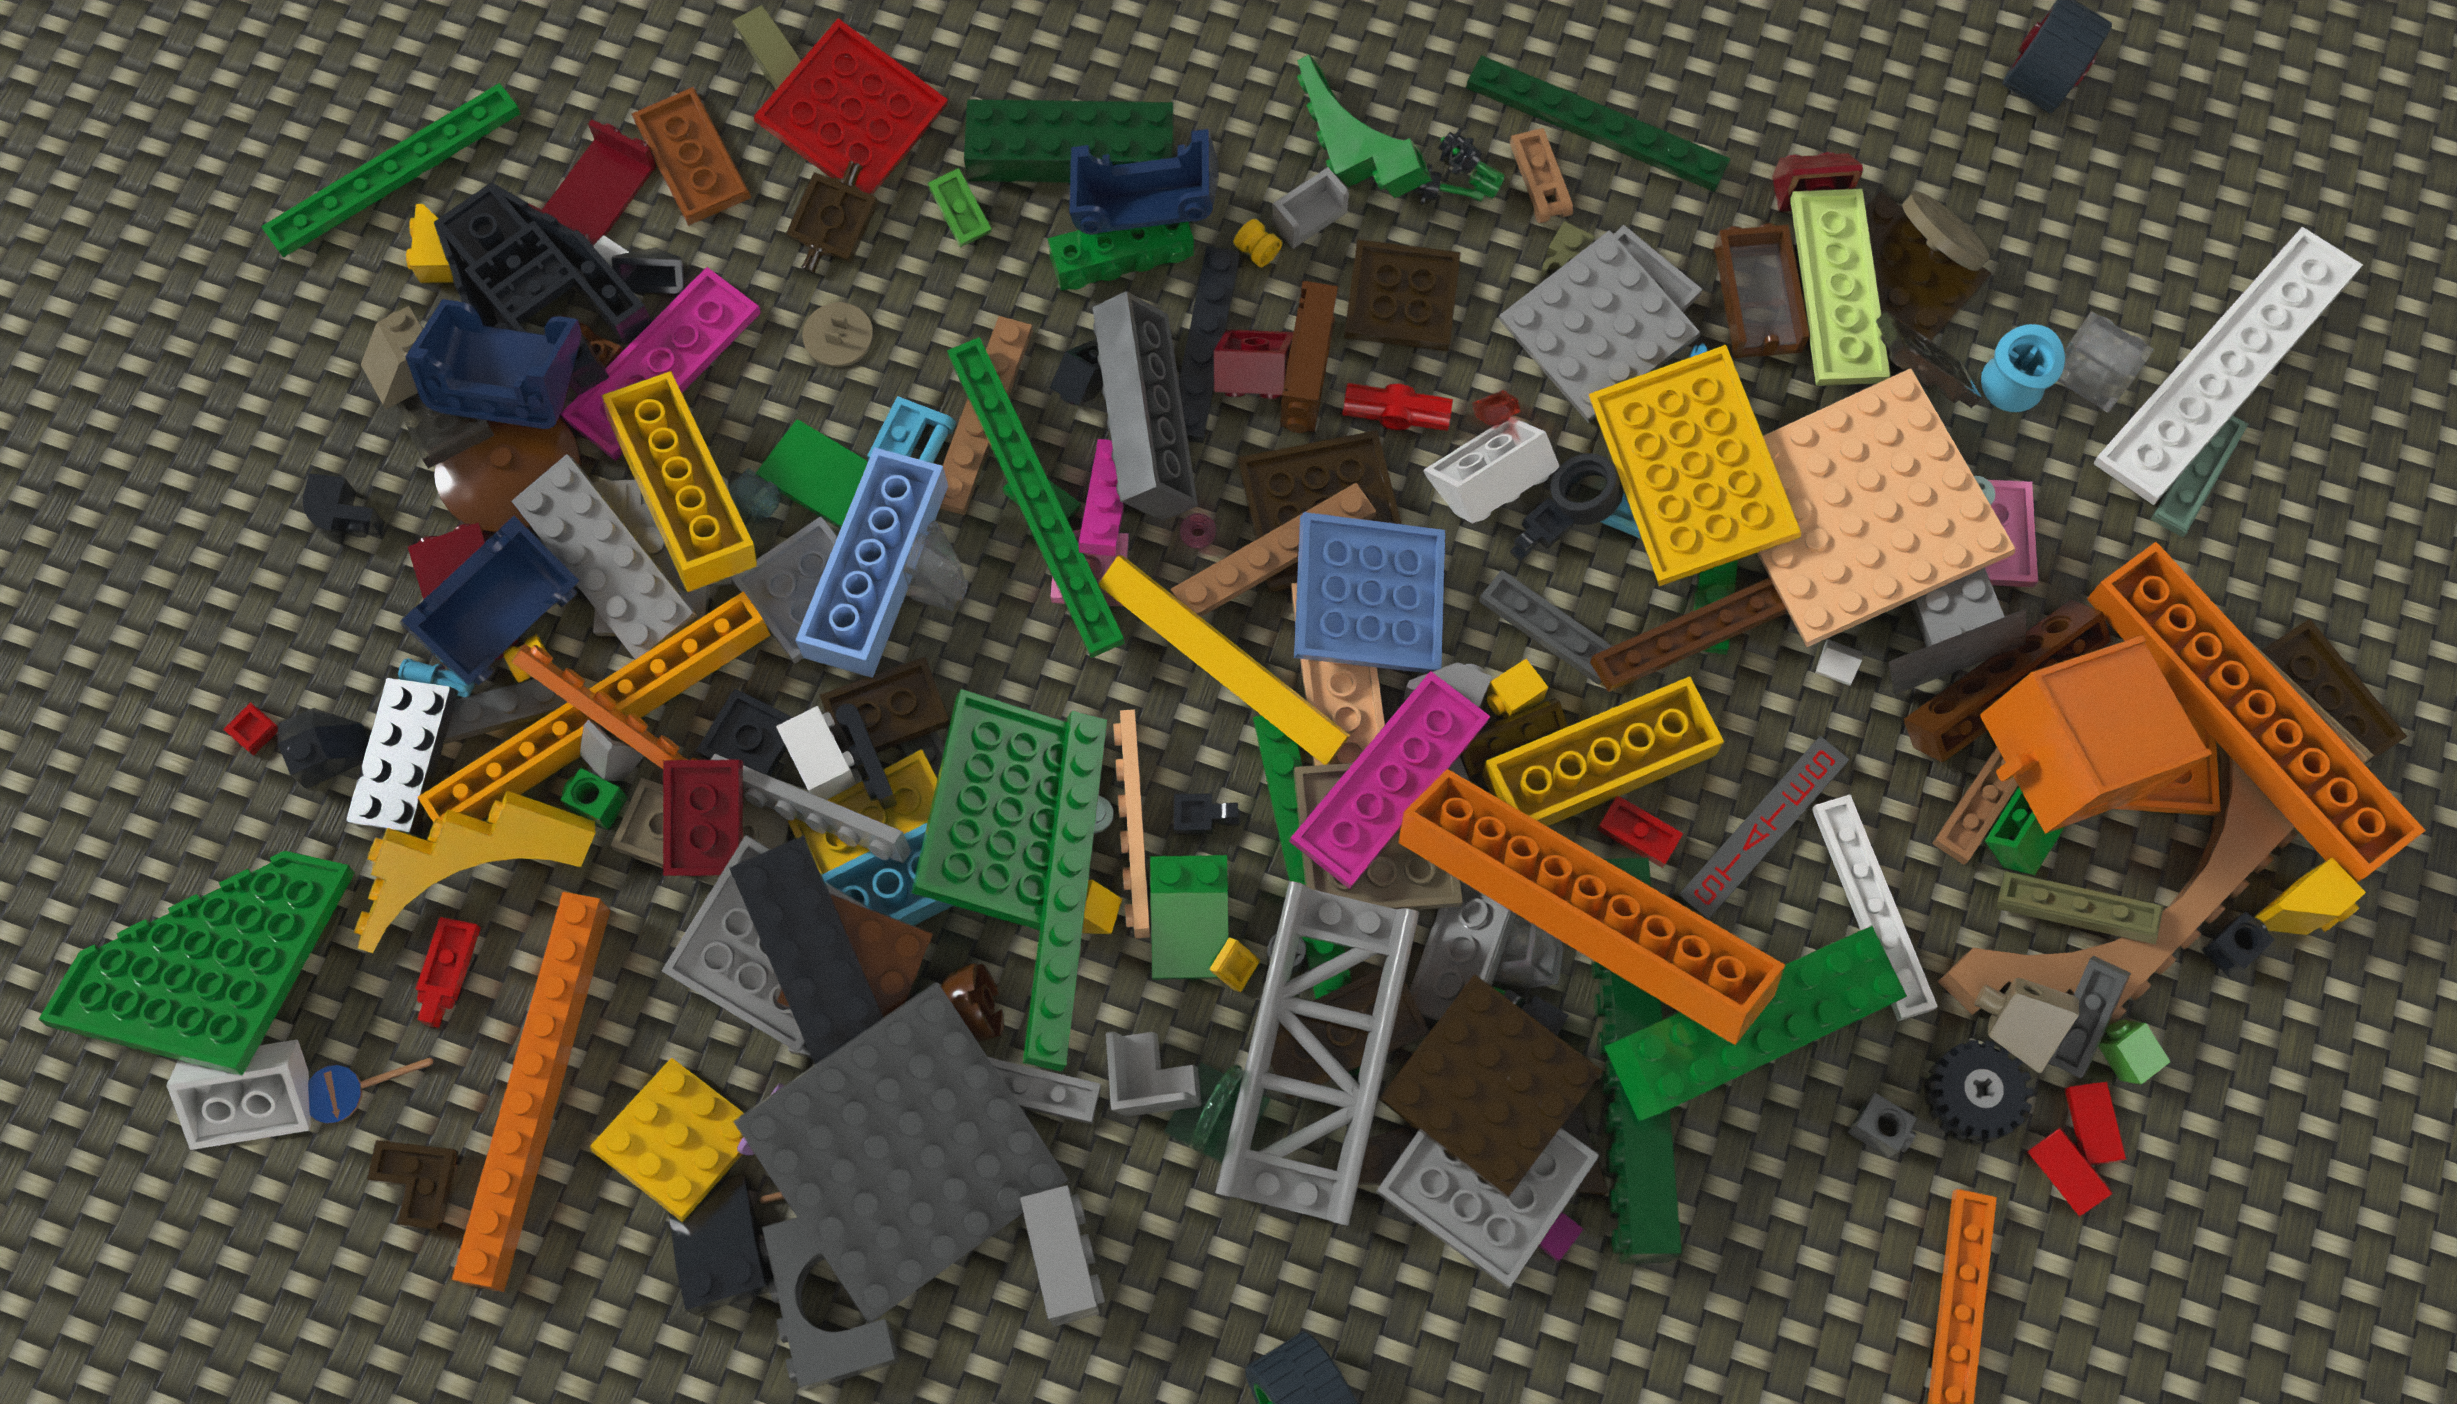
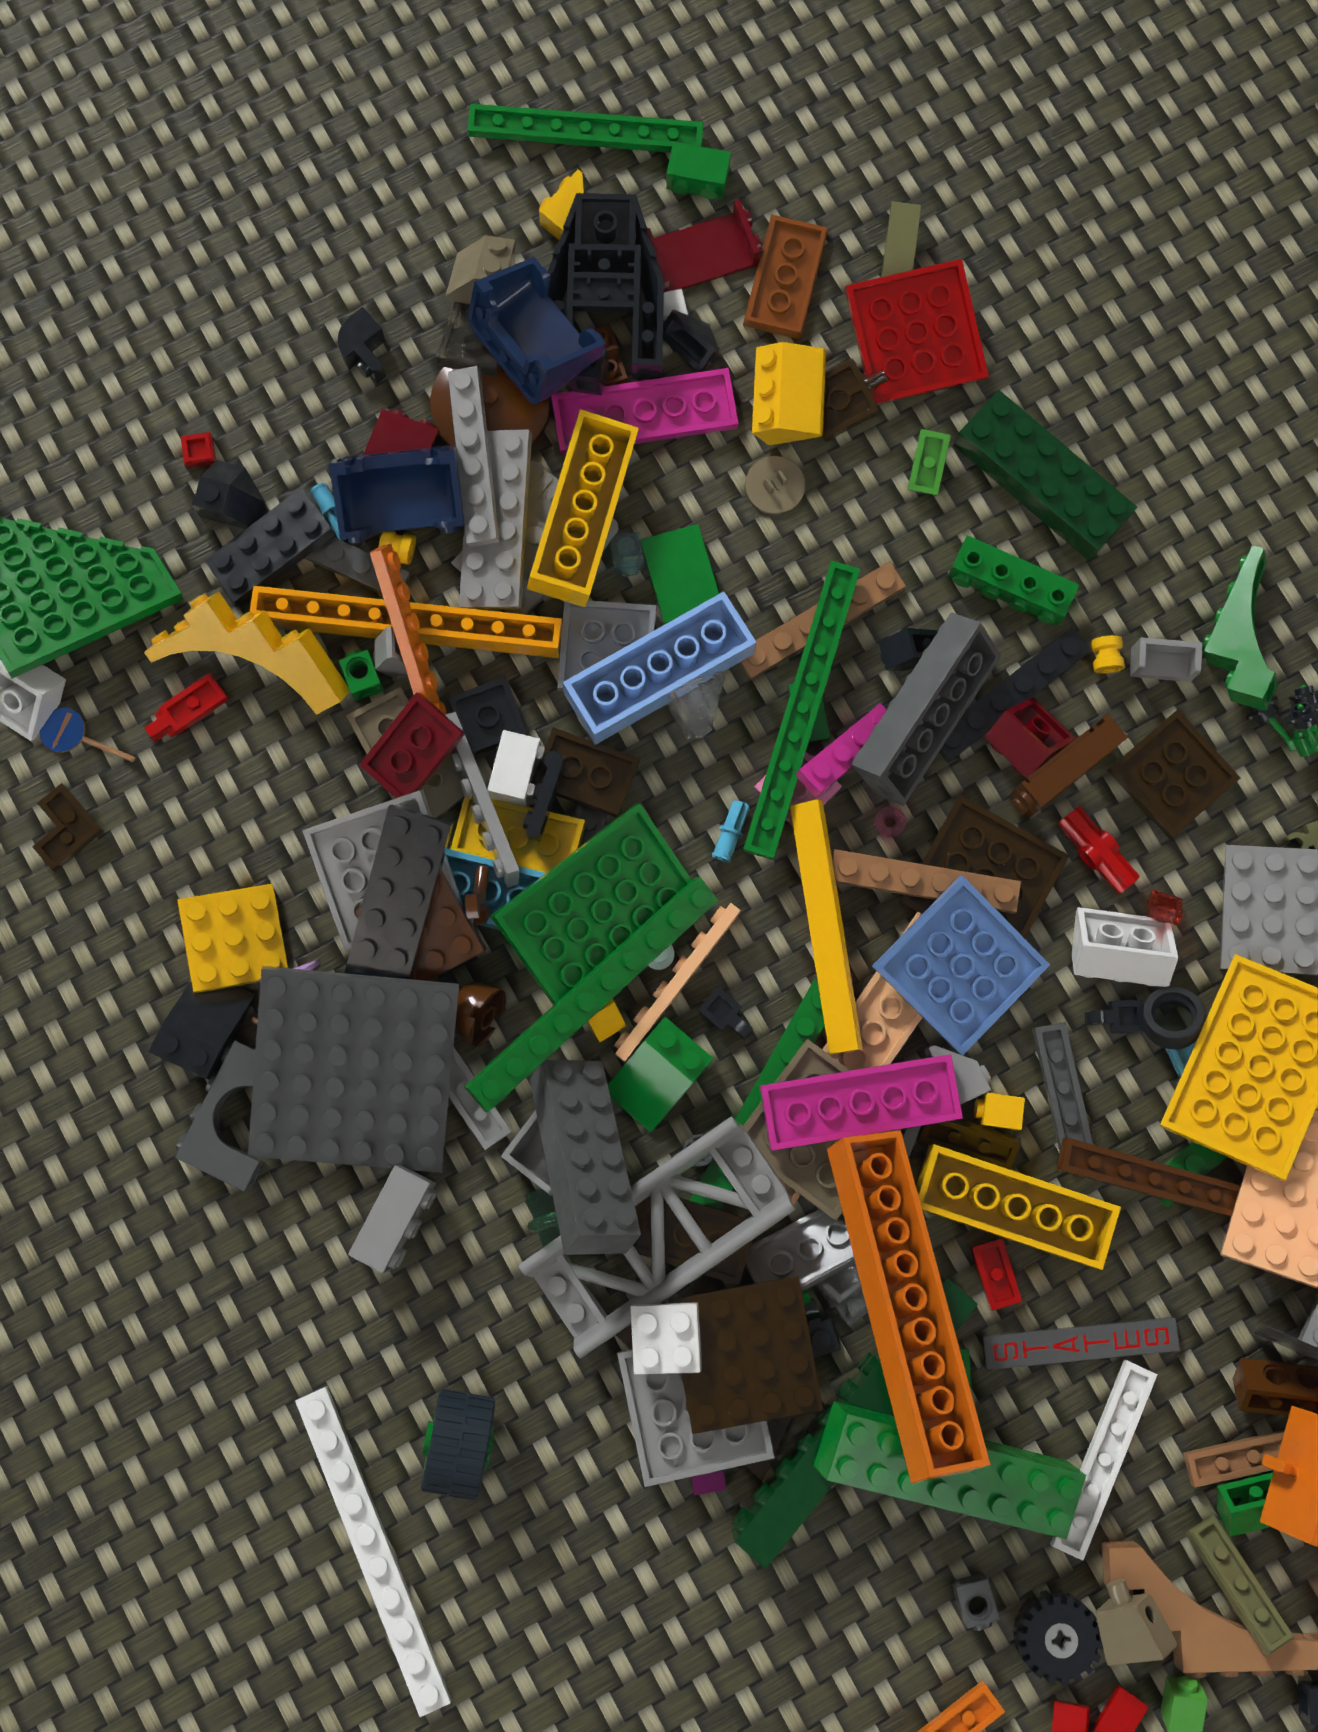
camera: 40 degrees right, 10 degrees up
(531, 126) = (698, 170): none -> green brick
(532, 1093) = (173, 833): orange brick -> none
(555, 532) = (473, 457): none -> light grey plate
(782, 244) = (788, 392): none -> yellow slope
(884, 895) = (475, 903): none -> reddish brown bar
(905, 425) = (758, 590): medium azure plate -> none
(1064, 654) = (731, 831): none -> medium azure axle
(1143, 192) = (1058, 556): dark blue windscreen -> none
(1190, 1034) = (584, 1158): none -> dark grey brick
(1234, 964) = (659, 1129): yellow tile -> none
(1408, 1130) = (666, 1338): none -> white plate
(1839, 662) = (1236, 1280): white slope -> none
(2098, 997) = (1190, 1656): dark grey plate -> none

